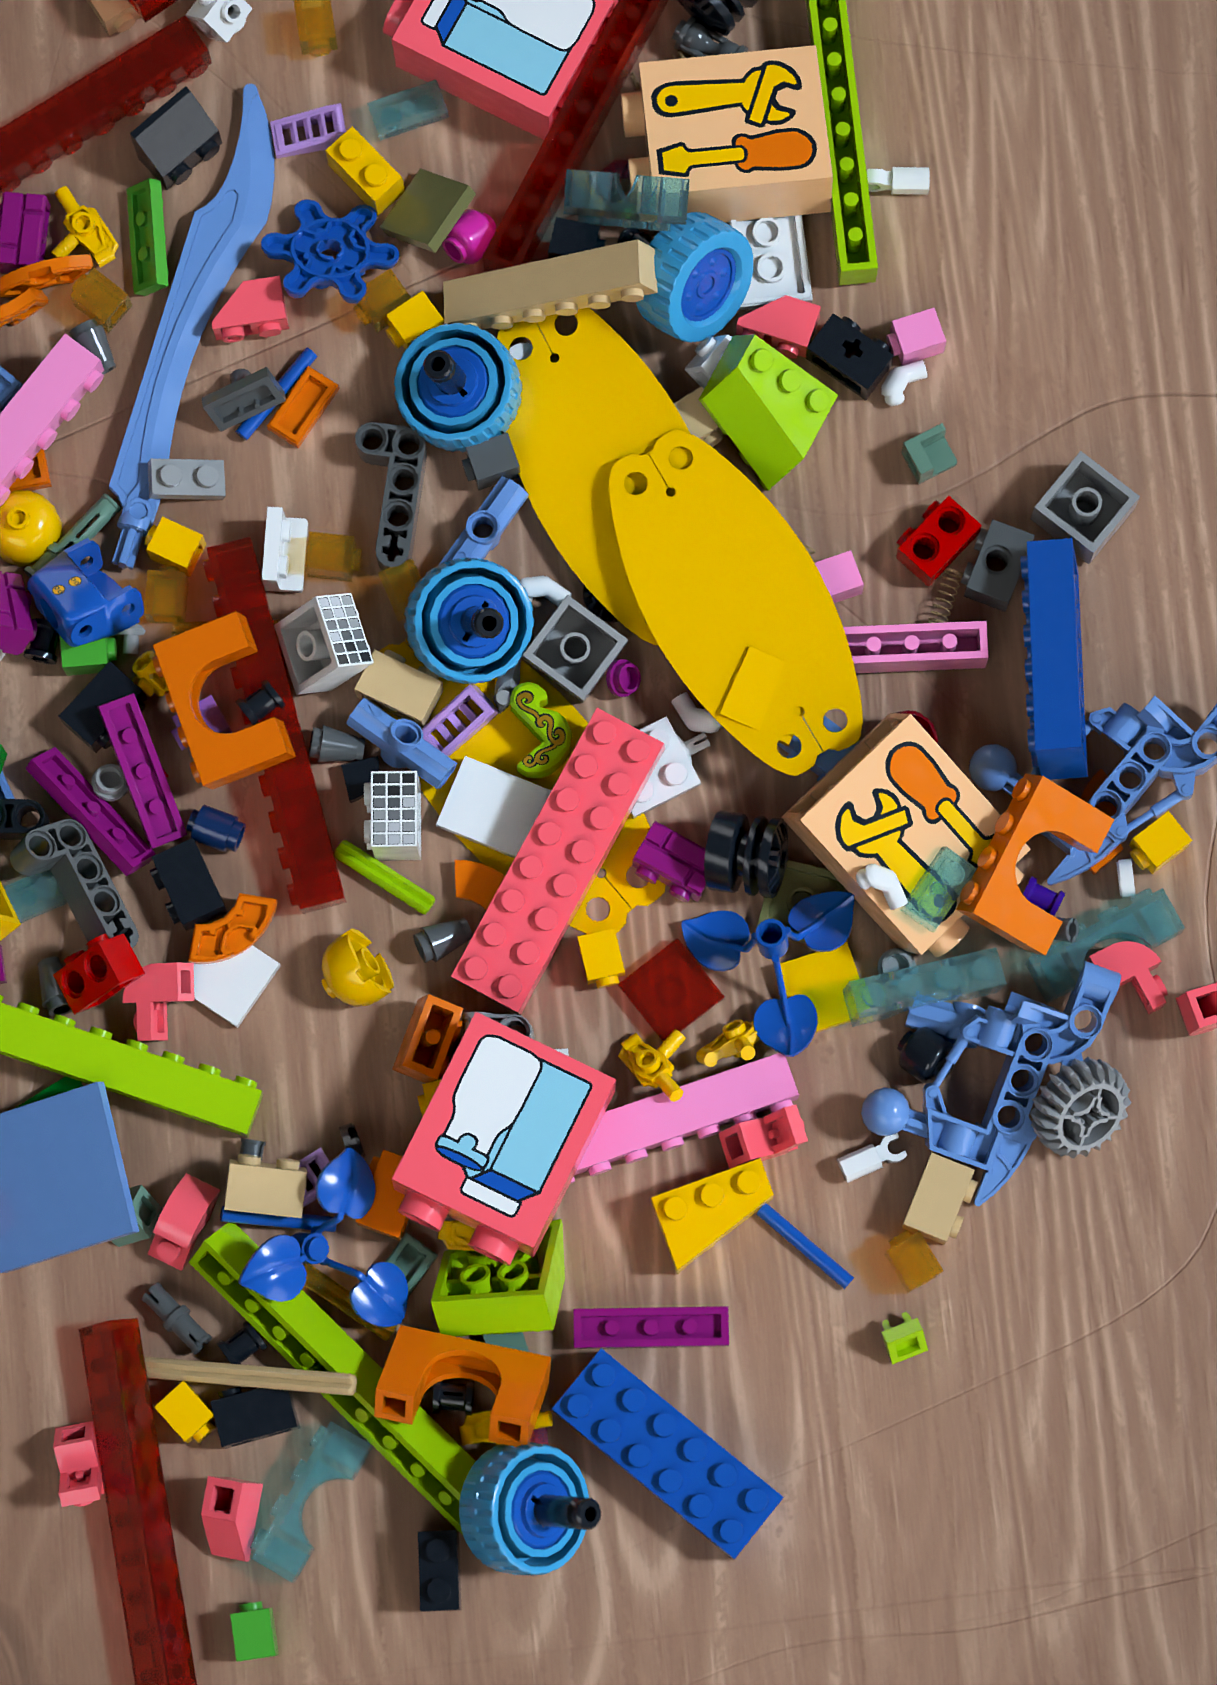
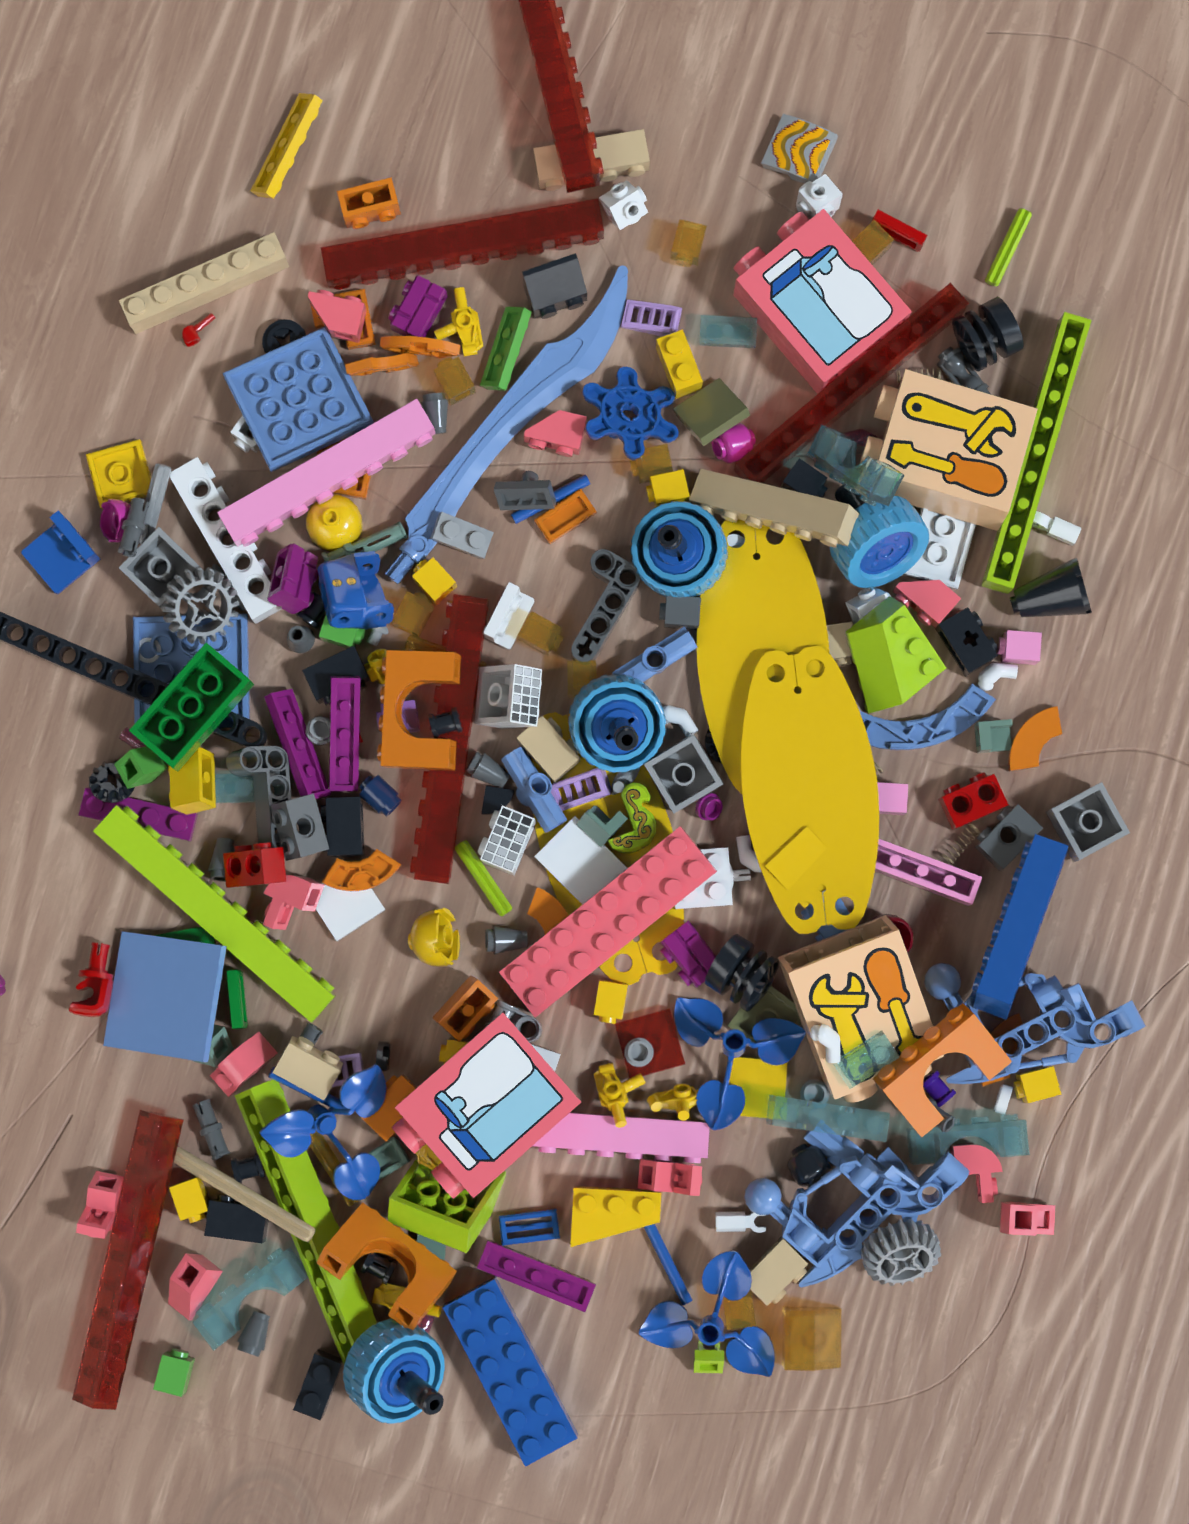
camera: 20 degrees right, 5 degrees up
(42, 689) = (305, 643): none -> dark grey cone
(134, 902) = (311, 833): none -> dark grey brick
(143, 1146) = (237, 999): none -> green tile
(334, 1545) = (254, 1334): none -> dark grey cone
(501, 756) = (599, 825): none -> sand green panel
(590, 1289) = (528, 1215): none -> blue tile
(662, 1004) = (639, 1052): none -> light grey plate
(850, 479) = (931, 729): none -> medium blue tile
(887, 1225) = (728, 1278): none -> blue plant
(929, 256) = (1053, 593): none -> black cone
(976, 439) = (1032, 737): none -> orange tile
(1017, 1260) = (811, 1338): none -> clear yellow slope

